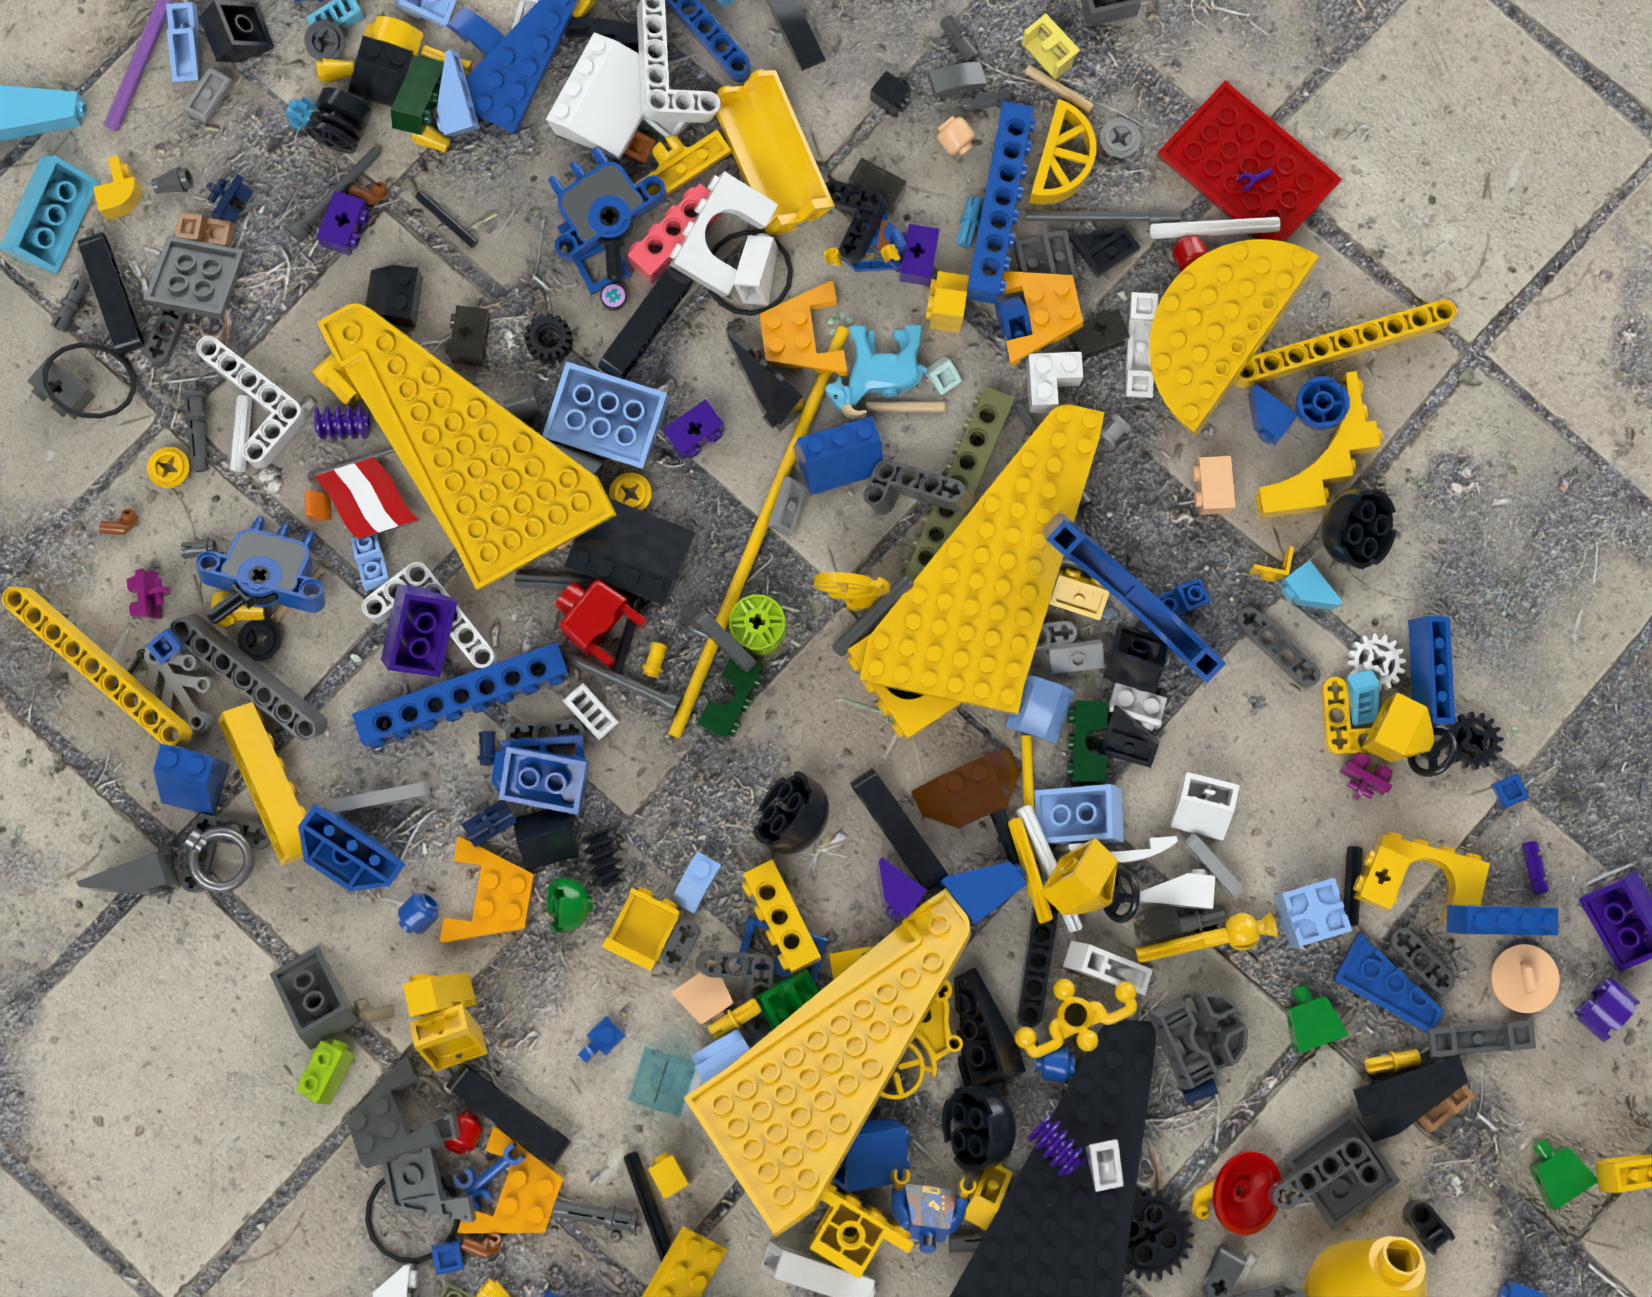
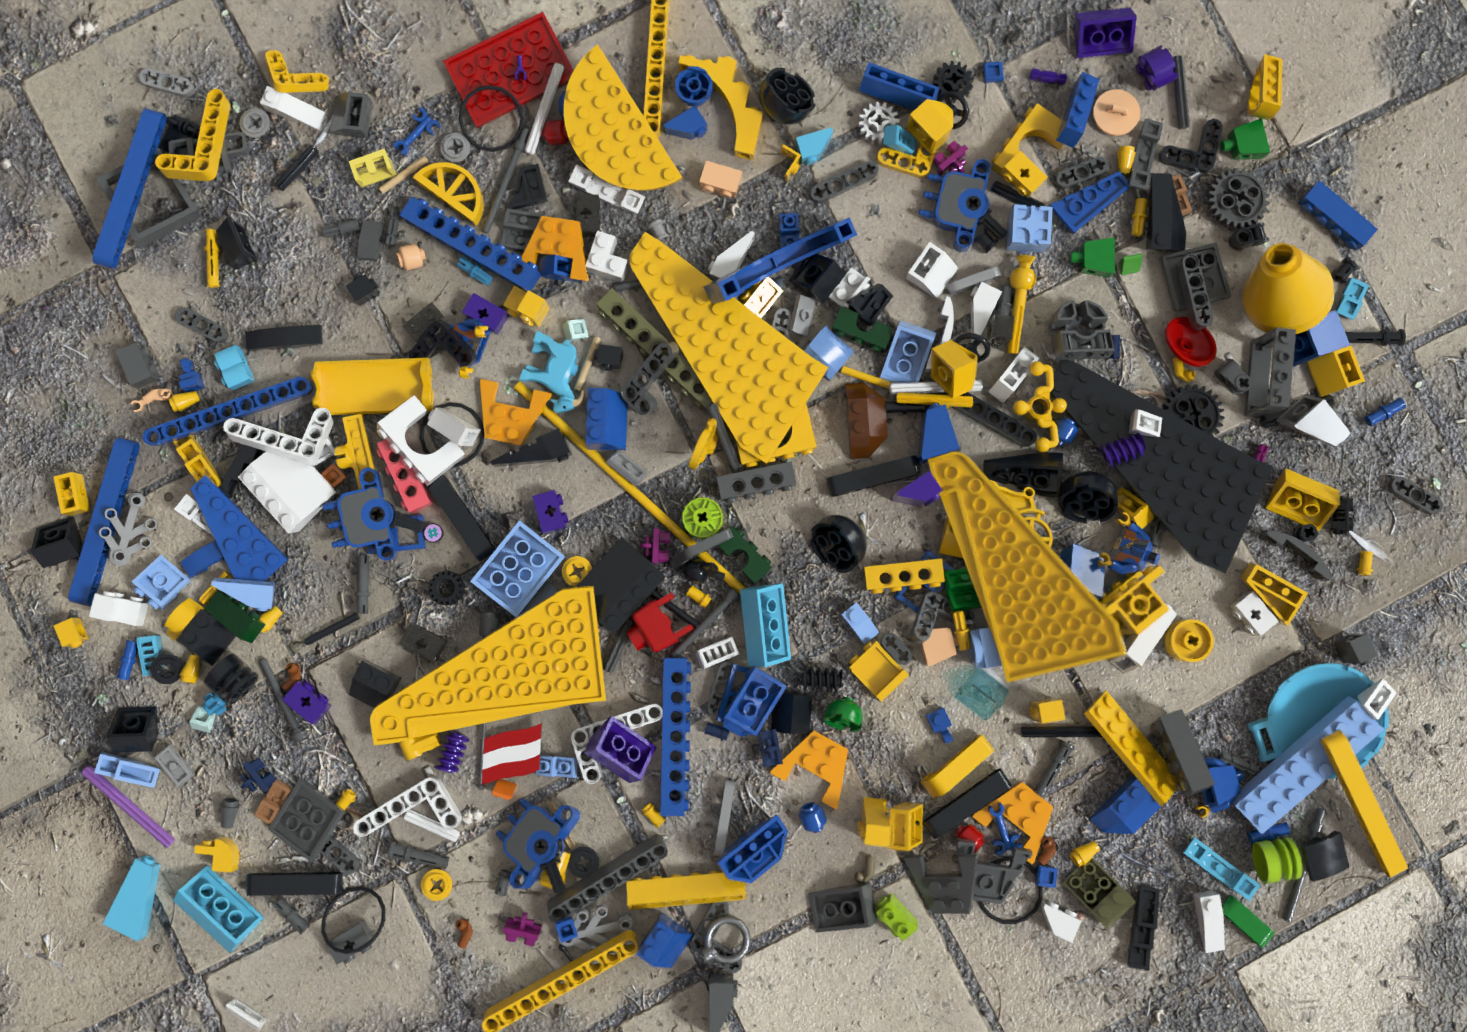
camera: 65 degrees left, 5 degrees up
(241, 317) = (347, 797): none -> yellow pin
(275, 107) = (202, 720): none -> light aqua slope
(350, 705) = (652, 814): none -> yellow pin
(515, 235) = (362, 584): none -> dark grey pin
(553, 1082) = (961, 764): none -> yellow beam
(648, 758) = (765, 625): none -> medium azure slope
(687, 647) = (698, 571): none -> black piece
(689, 586) = (658, 555): none -> magenta hips
(816, 640) = (784, 470): none -> dark grey brick
(923, 429) = (608, 357): none -> black brick
(1117, 538) = (731, 258): none -> white slope
(1136, 90) = (425, 122): none -> blue bar
(1209, 188) = (516, 103): none -> black piece
(1274, 863) = (985, 241): none -> black bush
(1308, 800) = (953, 202): none -> piece
(1322, 1073) = (1130, 264): none -> bright green slope
(1465, 1013) = (1125, 159): none -> yellow cone
(1499, 1191) = (1238, 198): none -> dark grey gear
(1509, 1111) = (1196, 157): none -> black beam
(1591, 1058) = (1181, 93): none -> dark grey axle

